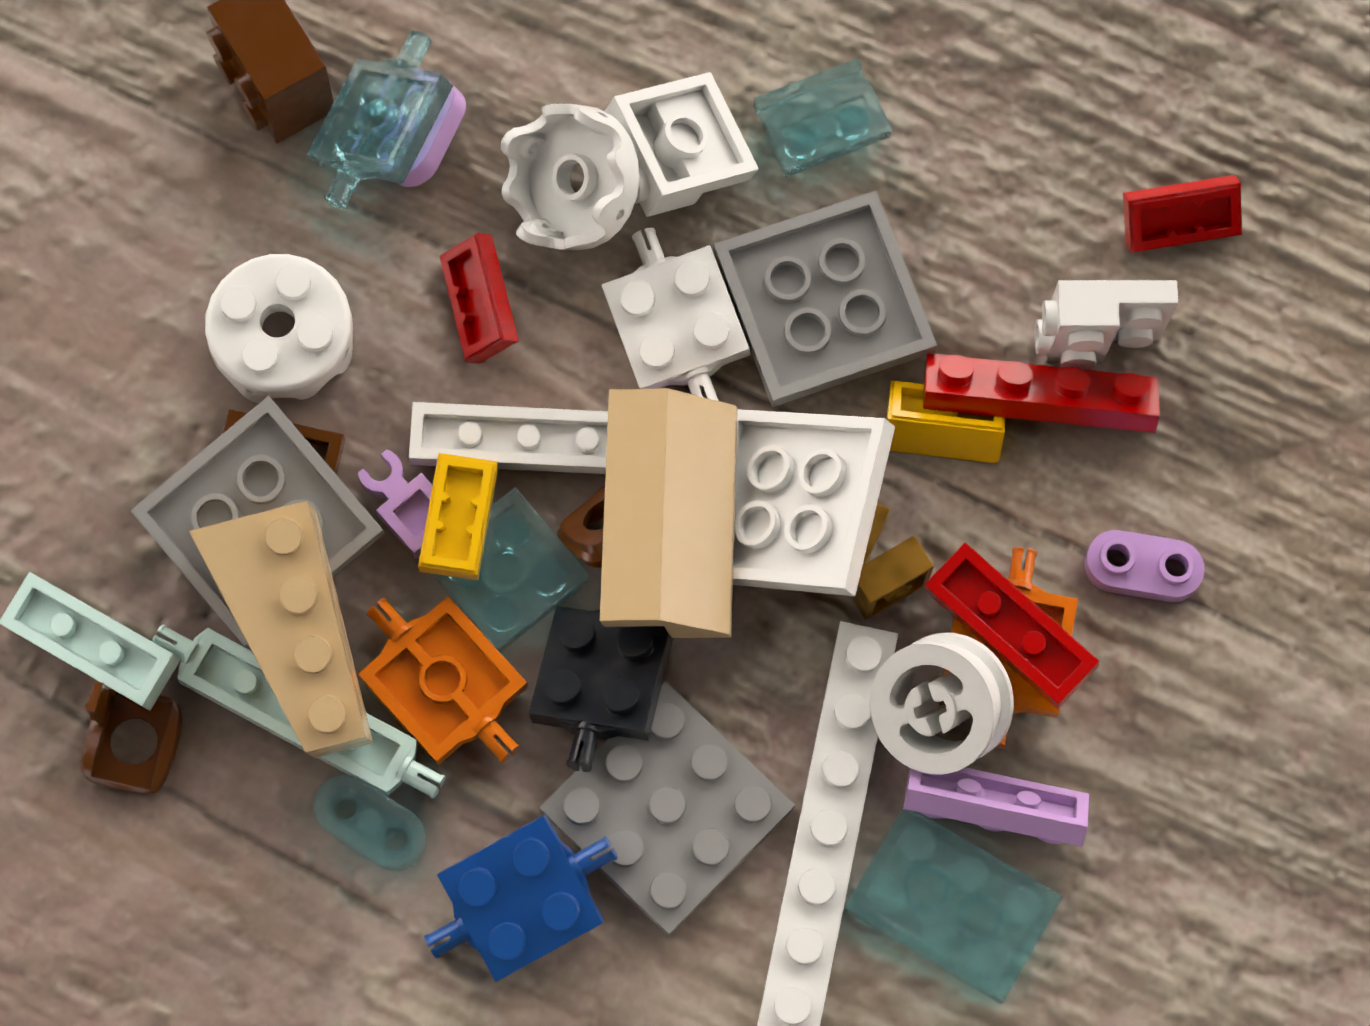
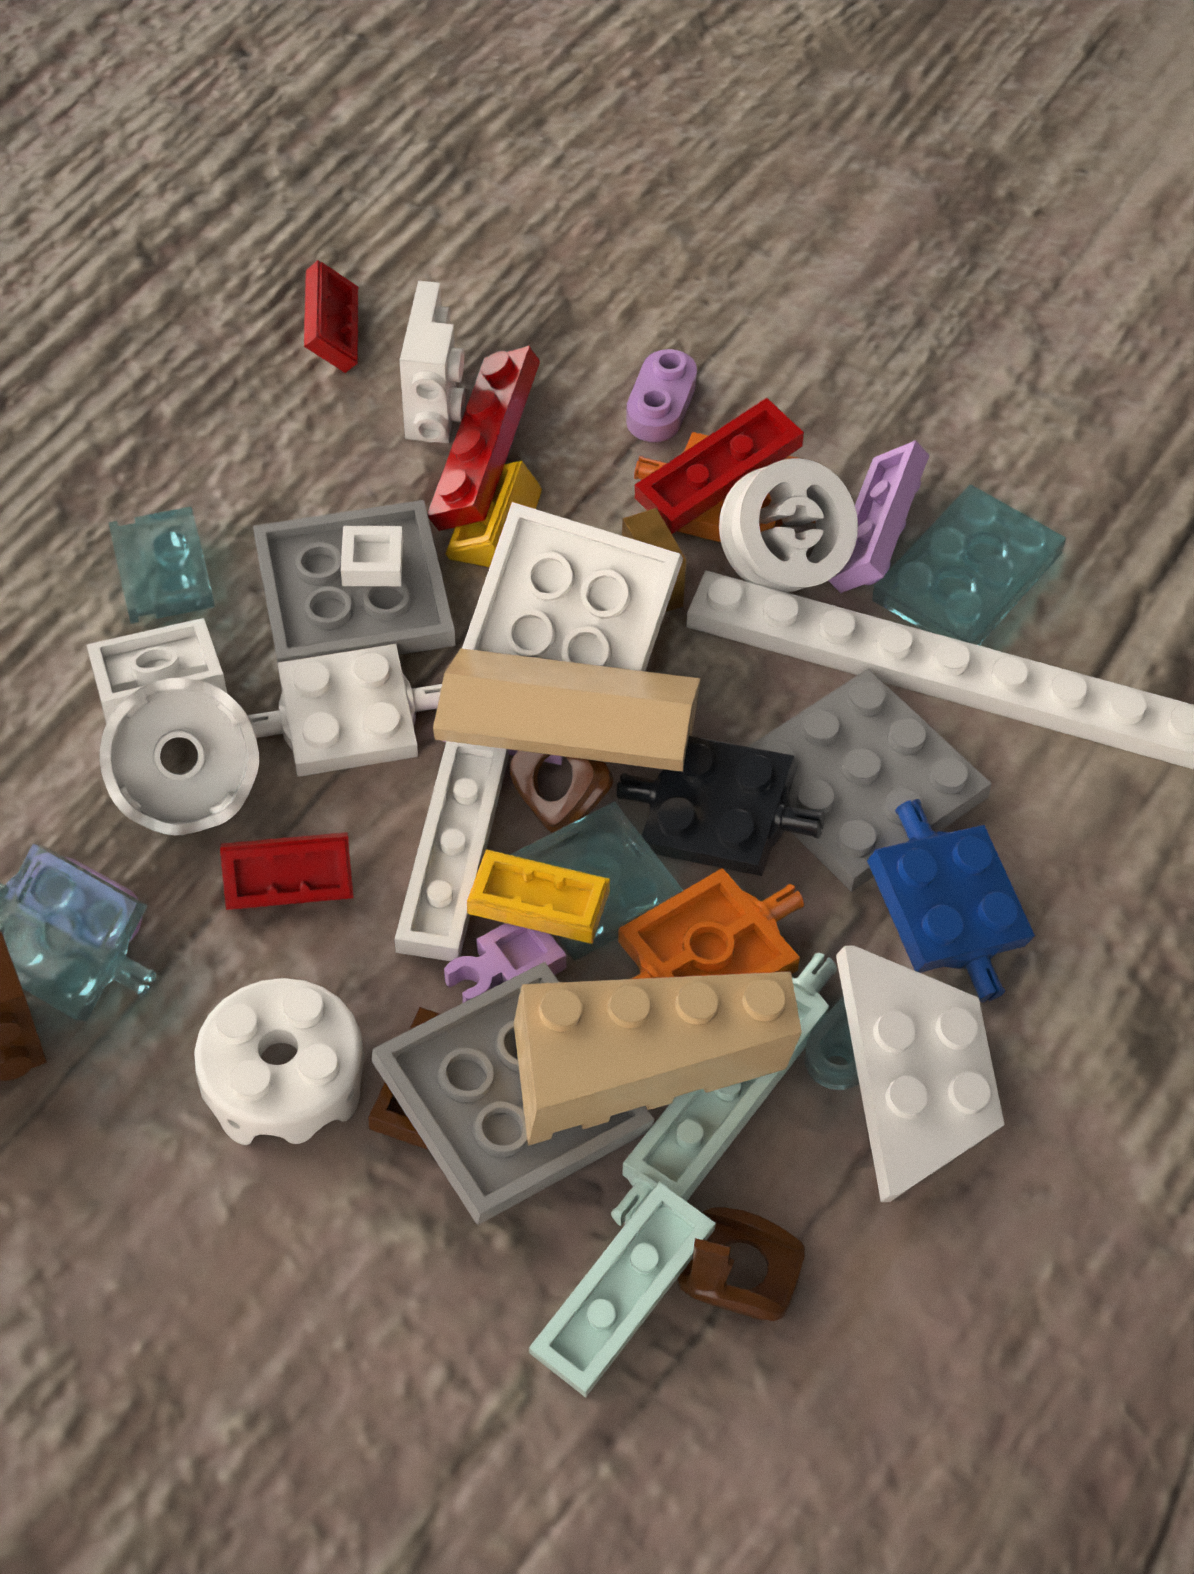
camera: 80 degrees left, 20 degrees down
(328, 877) = (918, 1068): none -> white wing
(837, 305) = (372, 556): none -> white plate

